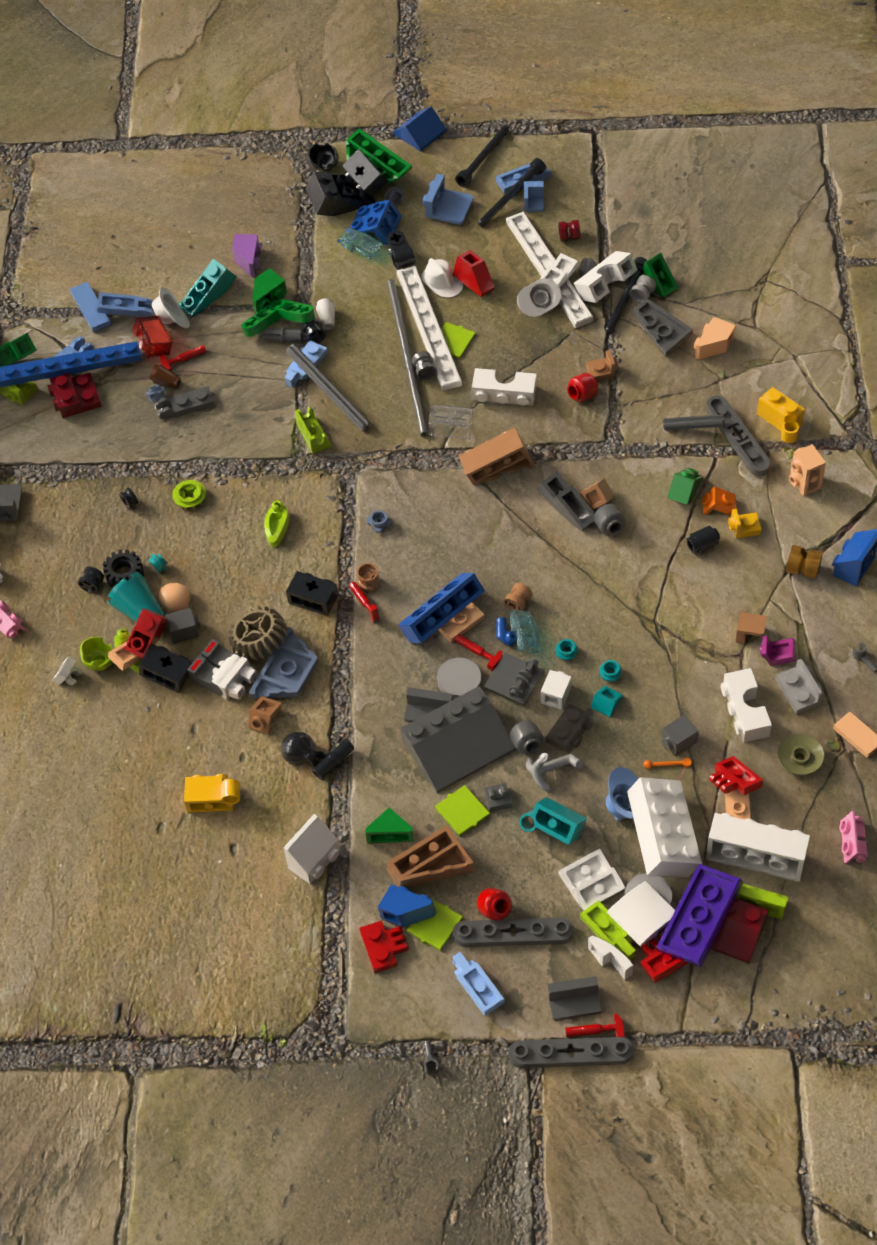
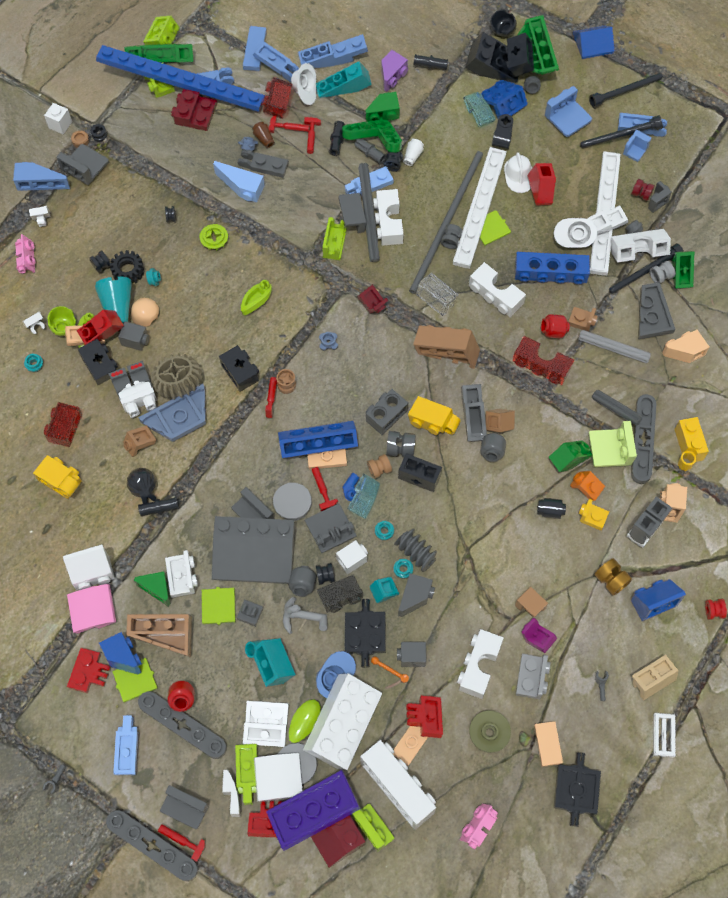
camera: 30 degrees right, 10 degrees up
(95, 704) = (33, 358): none -> teal plate
(174, 430) = (242, 182): none -> light blue slope
(175, 743) = (63, 424): none -> clear red brick
(179, 268) = (331, 55): none -> medium blue slope
(205, 340) = (311, 133): none -> red piece
(241, 341) = (336, 138): none -> black pin
(278, 227) = (430, 62): none -> black pin
(313, 394) = (352, 211): none -> dark grey panel
(340, 887) = (91, 608): none -> bright pink slope
(359, 392) = (389, 230): none -> white arch
(393, 461) = (372, 299): none -> dark red bracket
(406, 801) = (180, 575): none -> white bracket
(486, 542) = (390, 414): none -> dark grey brick
(524, 566) = (407, 440): none -> dark grey wheel
(534, 526) = (433, 417): none -> yellow hinge
(539, 340) = (559, 262): none -> blue brick
(543, 717) = (325, 573): none -> black wheel
(561, 579) = (419, 472): none -> black brick
(580, 427) = (555, 369): none -> clear red arch
(590, 226) = (660, 198): none -> dark grey bracket
(611, 645) = (416, 550): none -> dark grey piece
(620, 745) = (365, 633): none -> black plate
(626, 853) = (304, 720): none -> lime arm
(640, 683) = (415, 594): none -> dark grey slope
(649, 375) = (614, 346): none -> light grey axle
(717, 456) = (613, 446): none -> yellowish green bracket
(802, 495) = (649, 522): none -> dark grey hips

